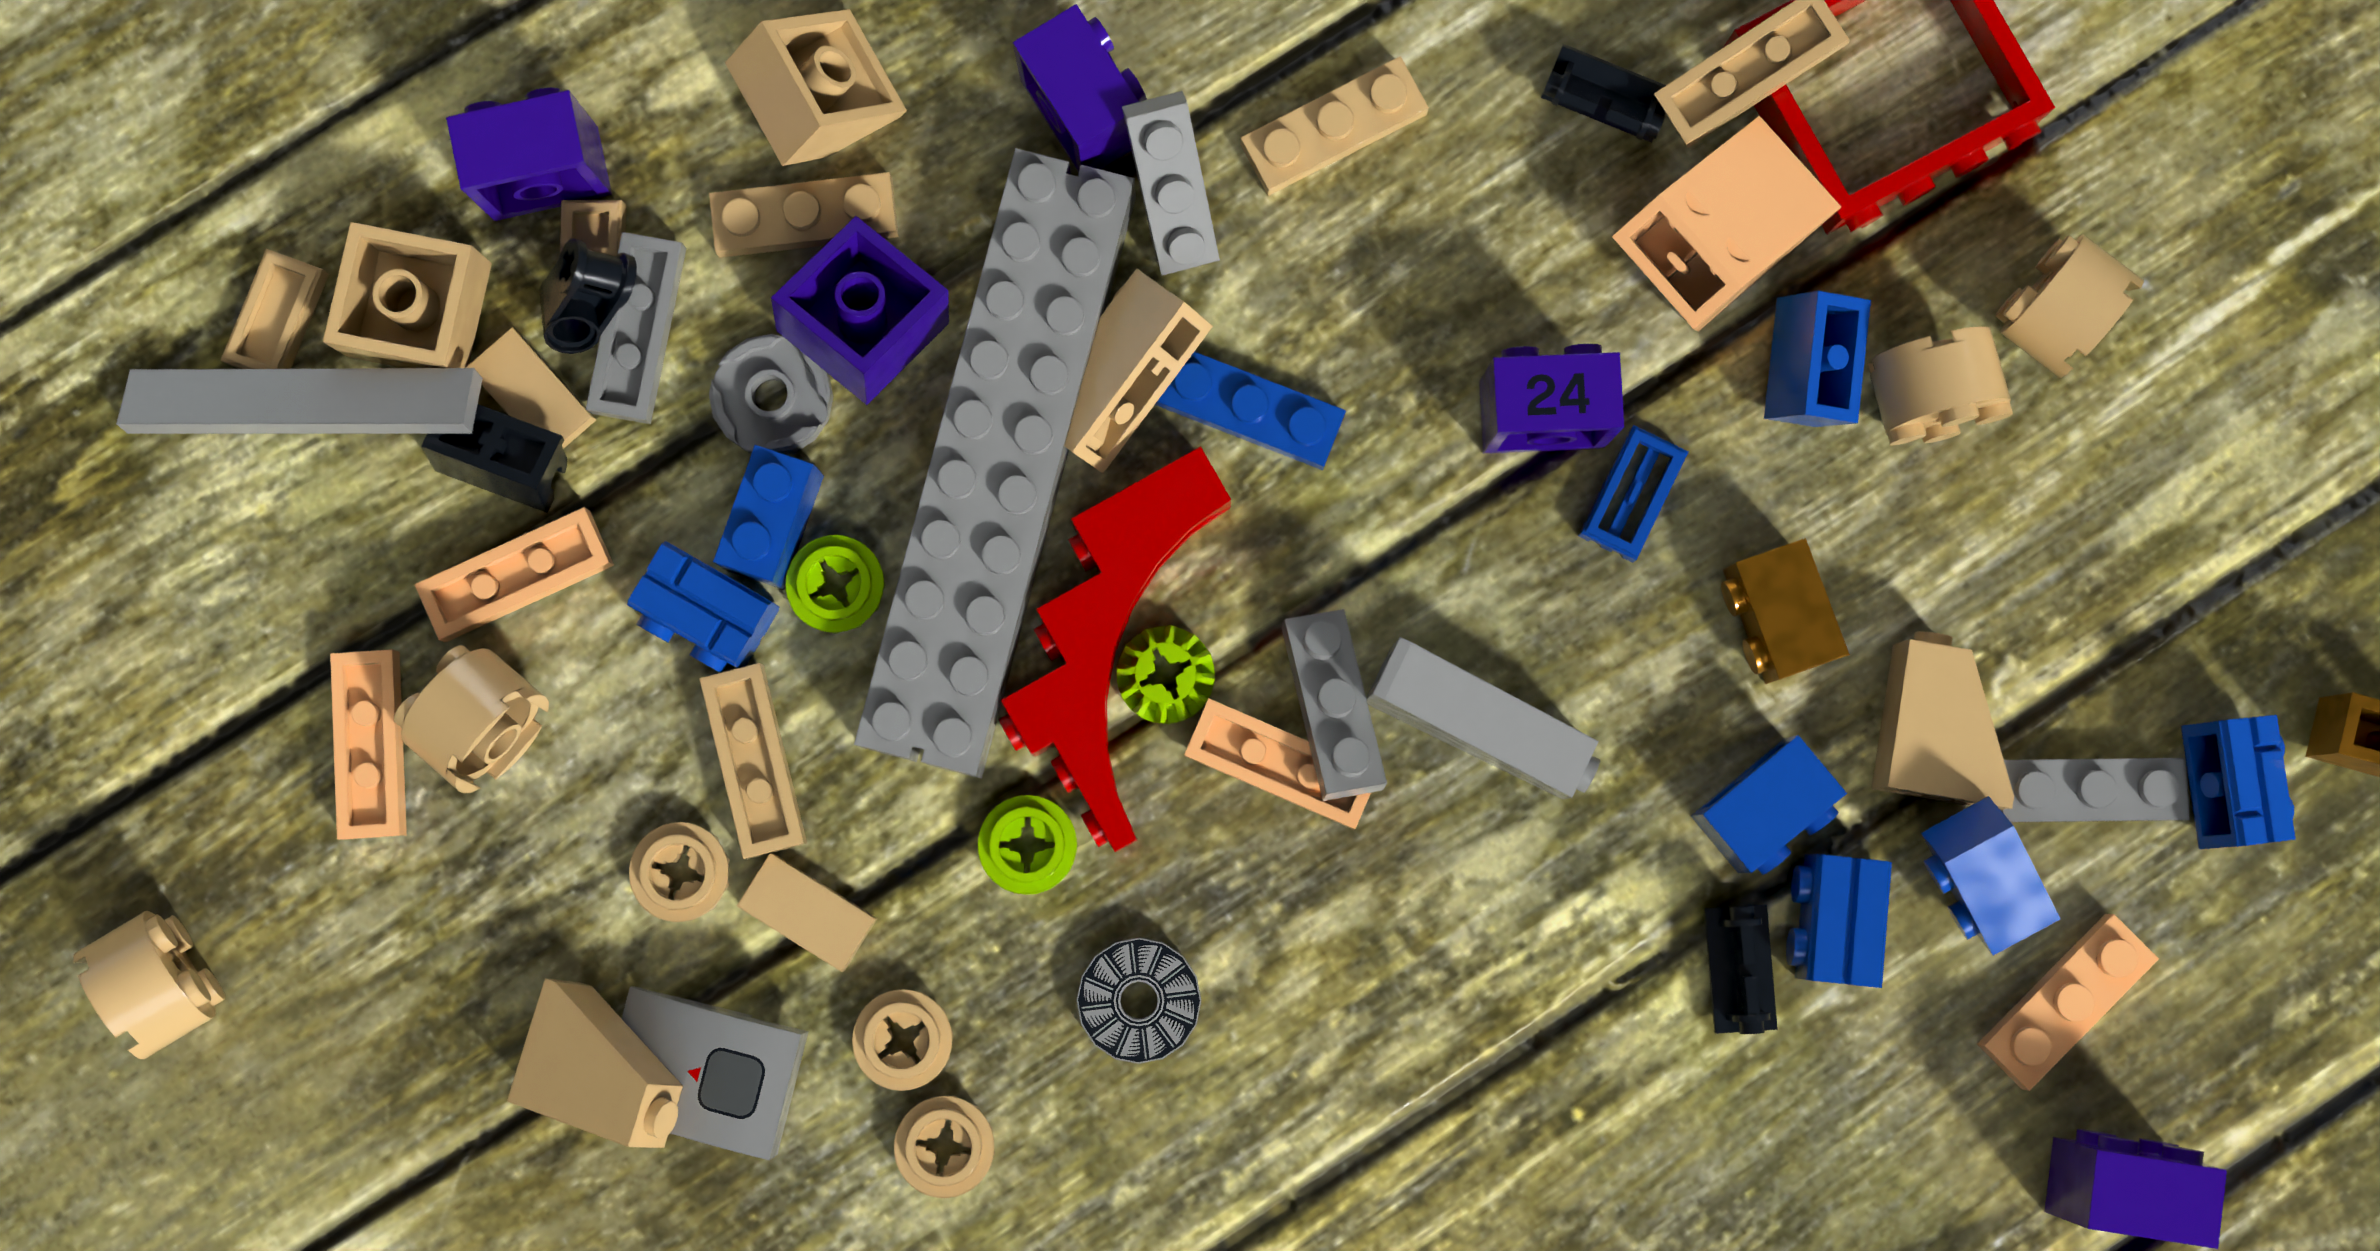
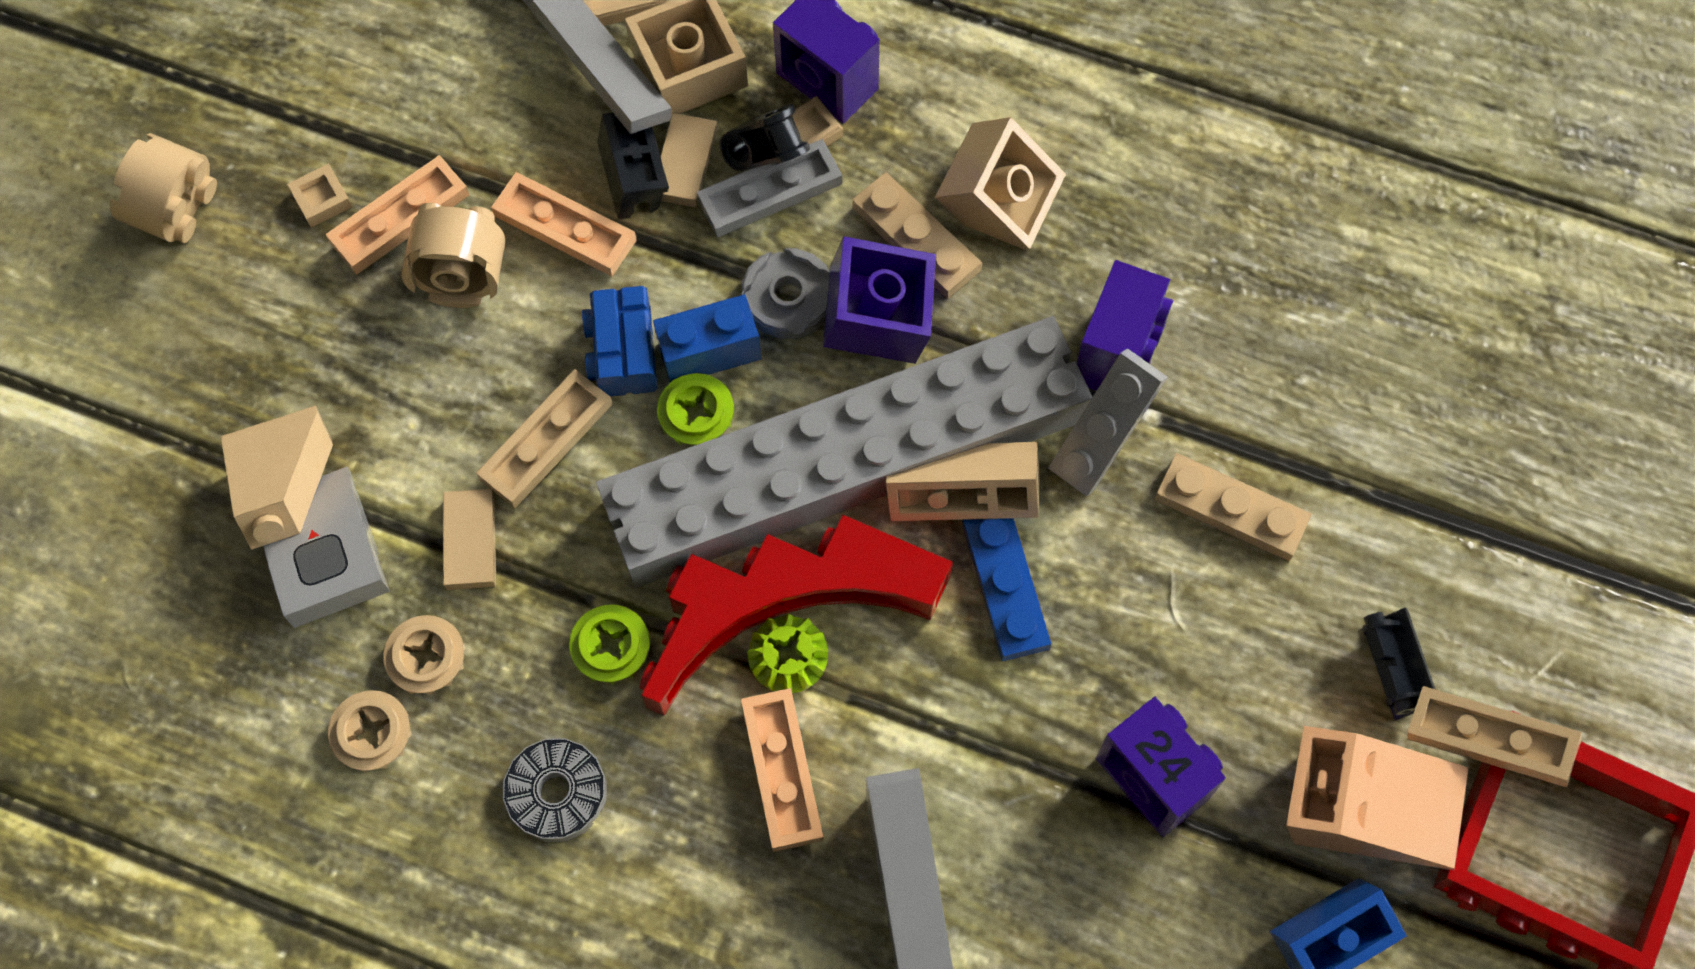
camera: 55 degrees right, 15 degrees down
(276, 814) = (319, 195): none -> tan tile
(654, 887) = (422, 437): tan gear -> none
(1333, 705) = (842, 774): light grey plate -> none
(1610, 540) = (1103, 886): blue tile -> none

